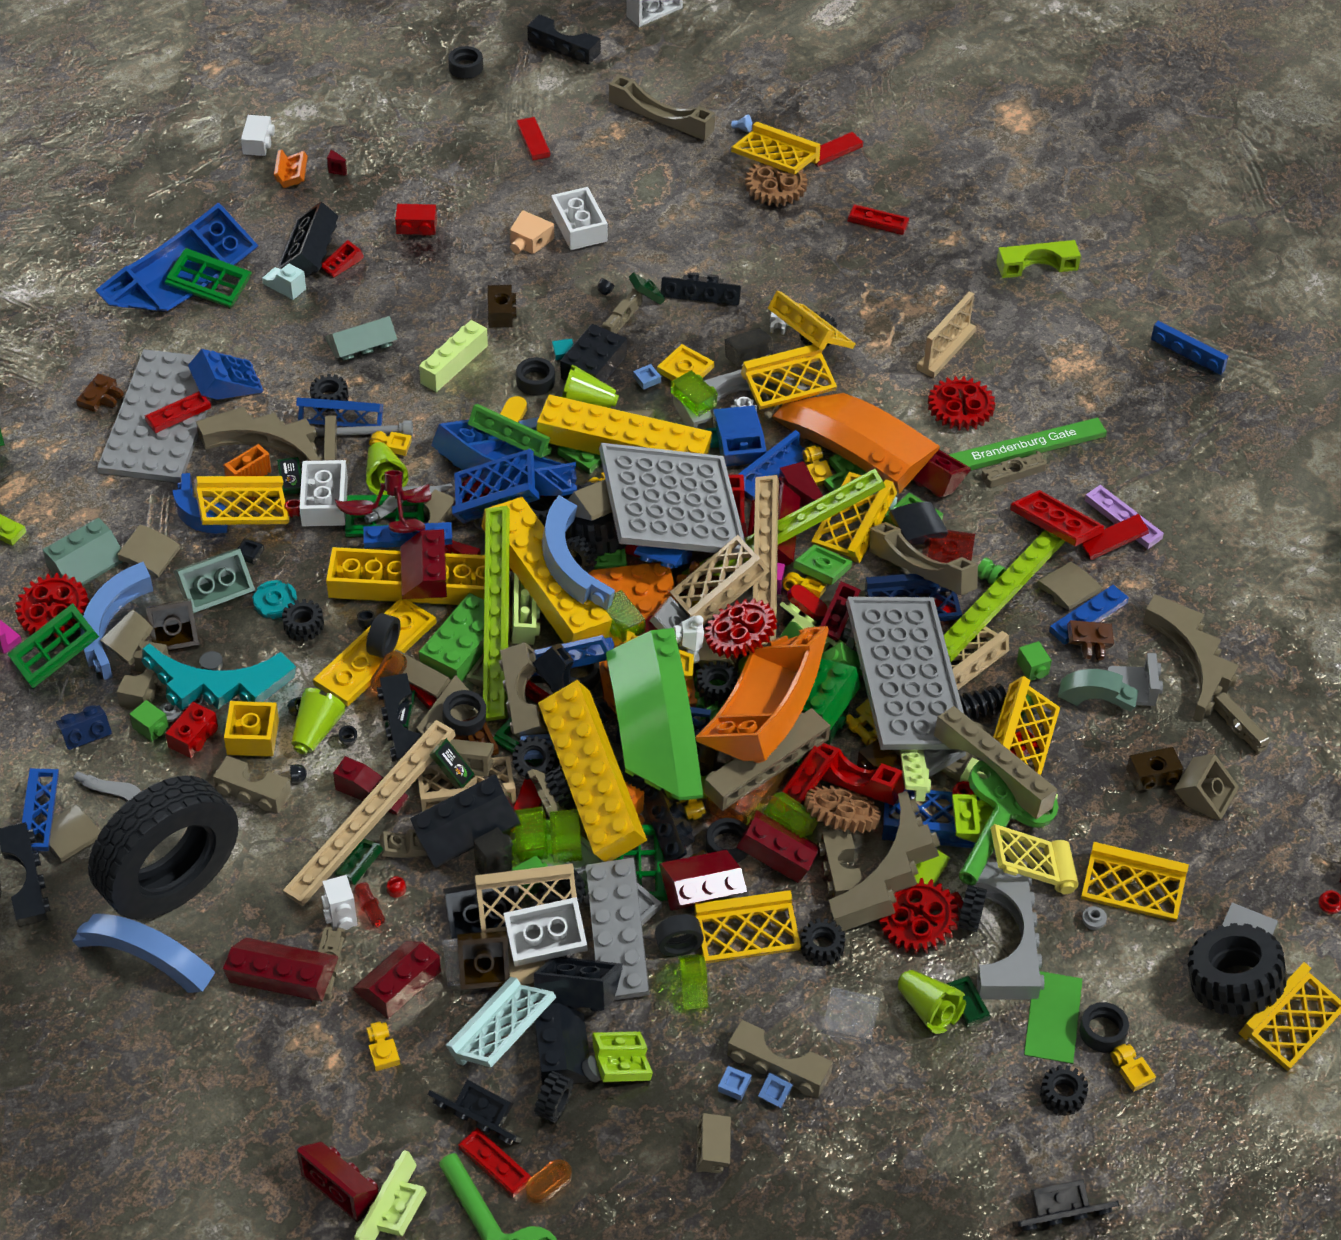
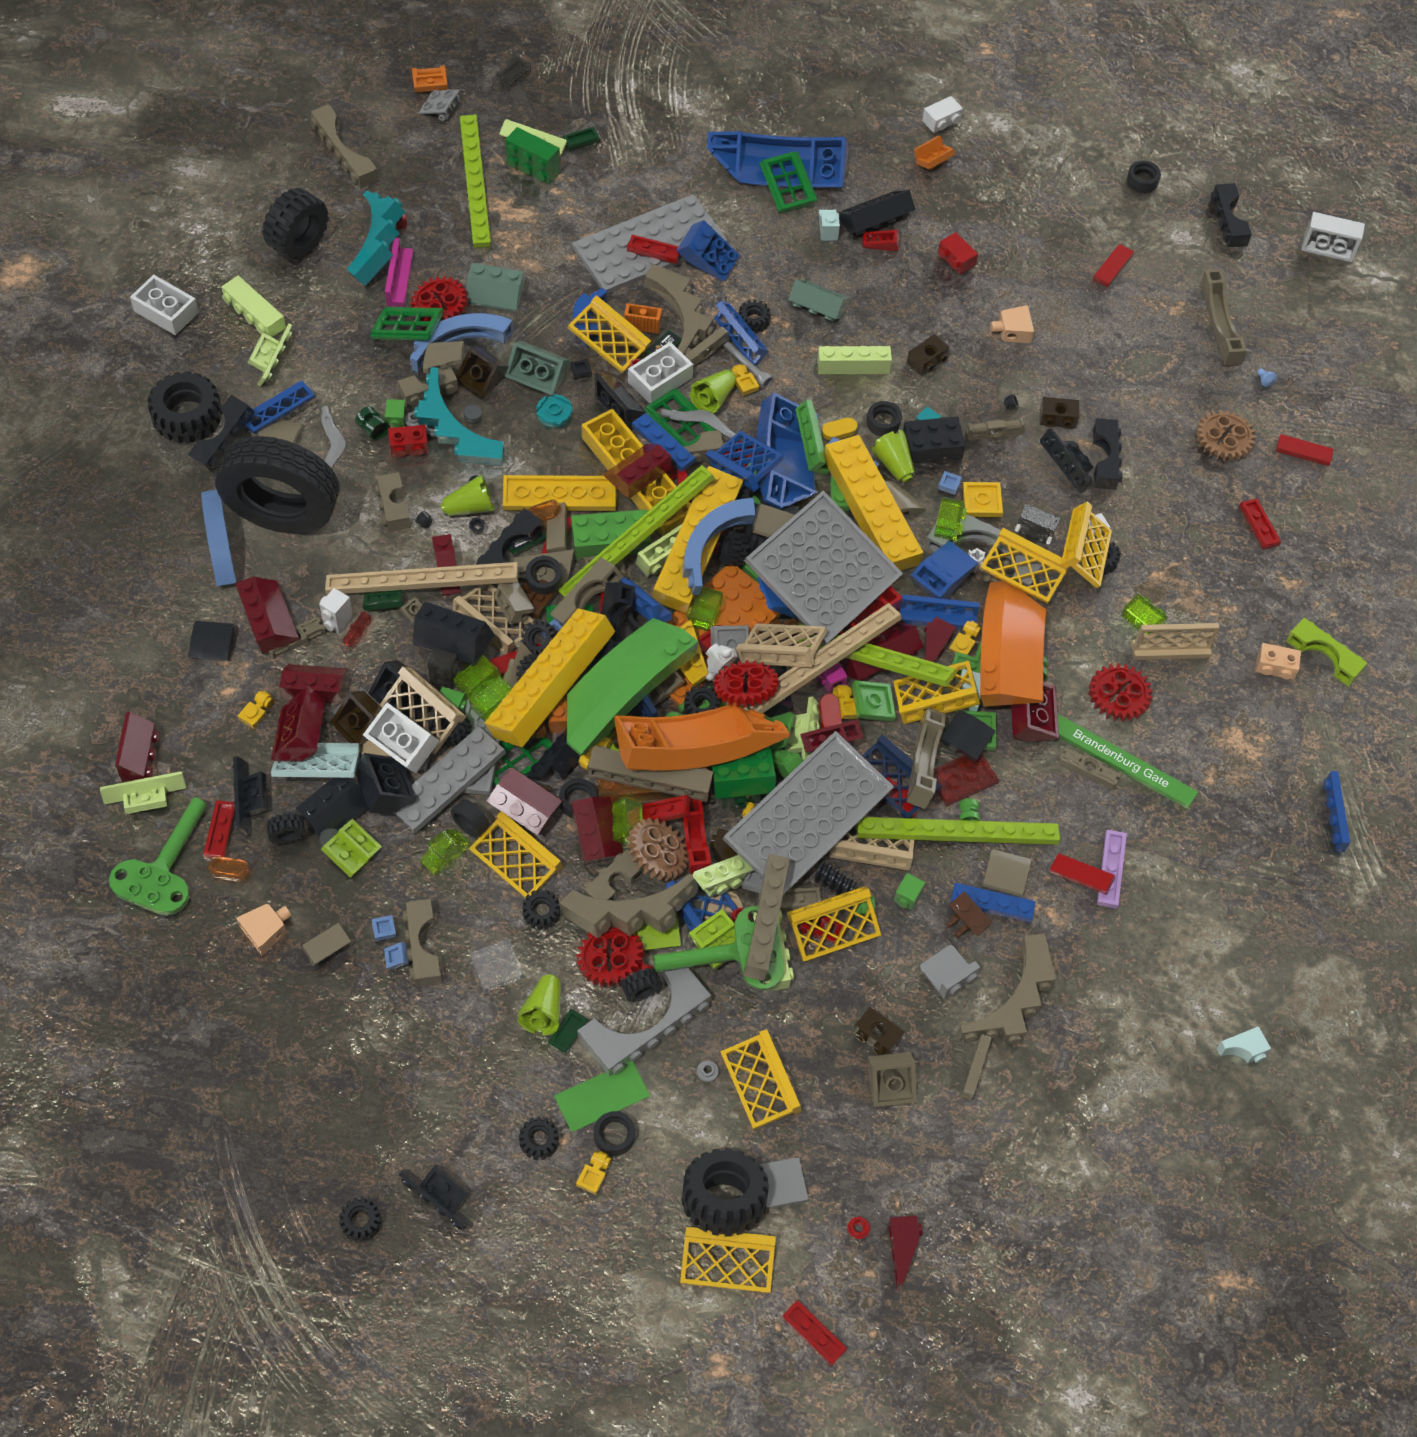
camera: 50 degrees right, 10 degrees up
(84, 726) = (363, 384): dark blue bracket -> none
(100, 391) = (634, 198): reddish brown hinge -> none
(141, 745) = (372, 423): none -> dark green wheel
(151, 548) = (529, 317): dark tan slope -> none
(251, 728) = (433, 470): yellow brick -> none
(261, 1037) = (211, 641): none -> black slope
(306, 629) = (548, 428): black tyre -> none
(317, 543) = (613, 396): none -> black slope
(336, 163) = (963, 174): dark red slope -> none
(365, 618) = (582, 469): black hinge -> none
(383, 635) = (560, 478): black tyre -> none
(393, 486) = (683, 401): dark red plant -> none
(396, 886) = (381, 636): red hinge -> none
(448, 1014) = (299, 727): none -> dark red slope
(452, 764) = (493, 596): tile -> none
(579, 218) = (1057, 342): white brick -> none
(646, 288) = (1029, 426): dark green plate -> none
(646, 1186) = (264, 926): none -> light nougat torso
(649, 262) = (1059, 412): none -> dark brown brick
(703, 250) = (1106, 436): none -> black arch
(778, 141) = (1269, 413): yellow fence -> none
(902, 341) = (1142, 612): none -> clear neon green brick
(1021, 291) = (1278, 661): none -> light nougat brick
(1057, 518) = (1062, 823): red tile -> none
(1057, 858) = (728, 1021): light yellow piece -> none
(1097, 684) = (917, 946): sand green arch -> none

